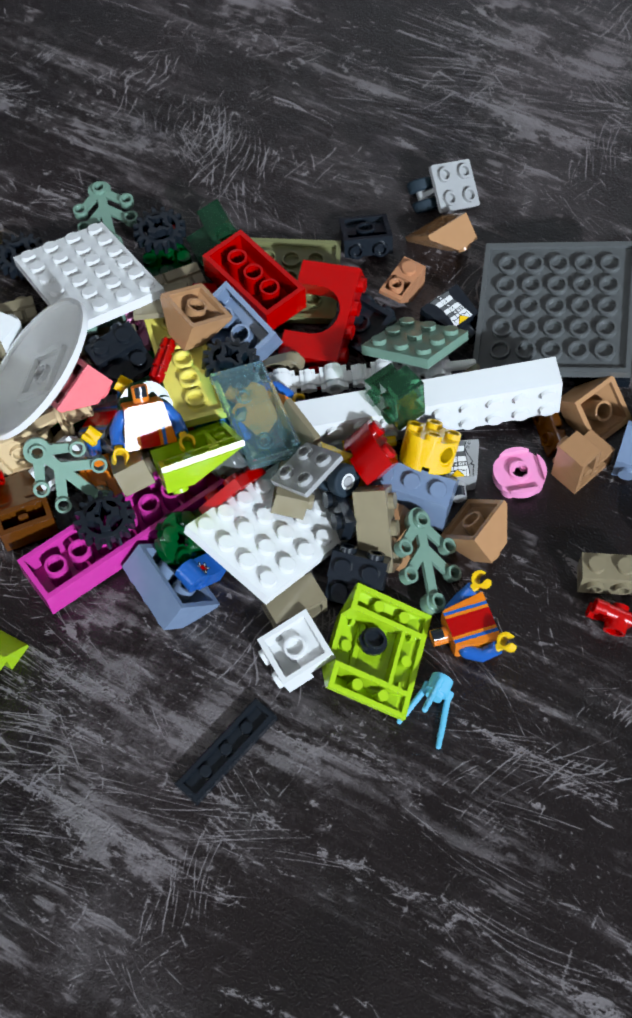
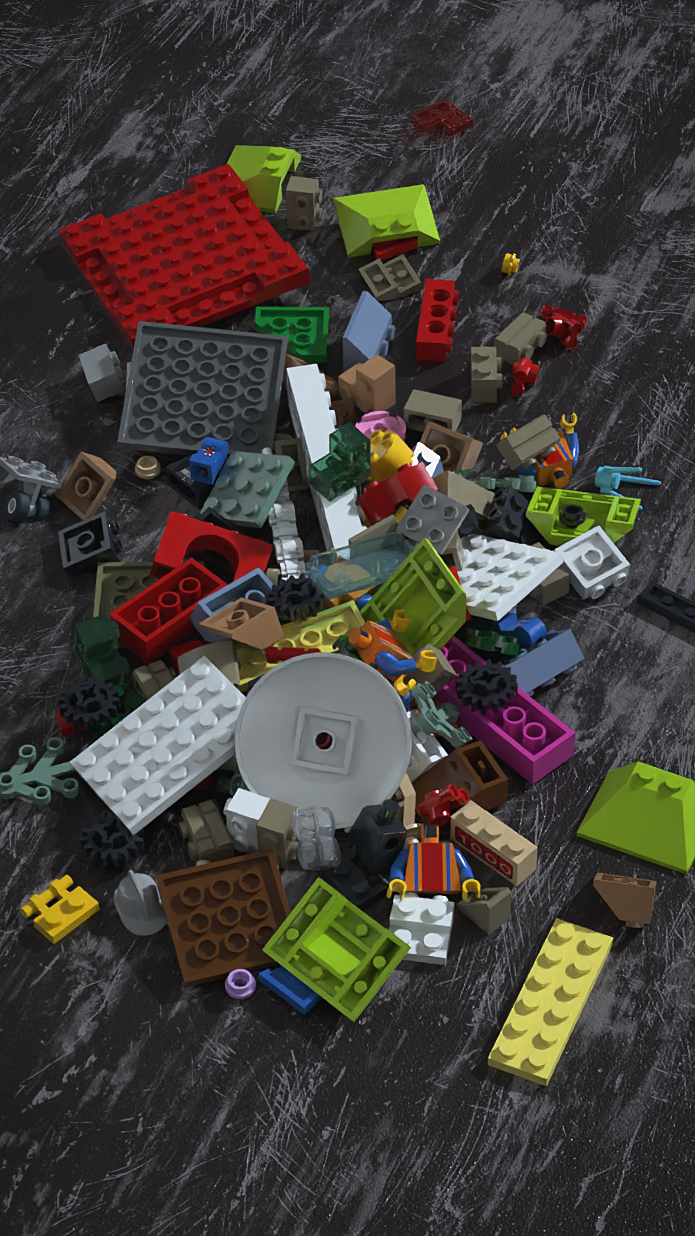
camera: 95 degrees left, 15 degrees down
(404, 281) = (154, 507): nougat slope -> none
(453, 310) = (210, 456): none -> blue leg
(462, 593) = (528, 443): none -> dark tan brick
(471, 279) = (147, 467): none -> tan plate
(540, 517) = (434, 408): none -> dark tan brick
(600, 230) = (102, 373): none -> light grey brick

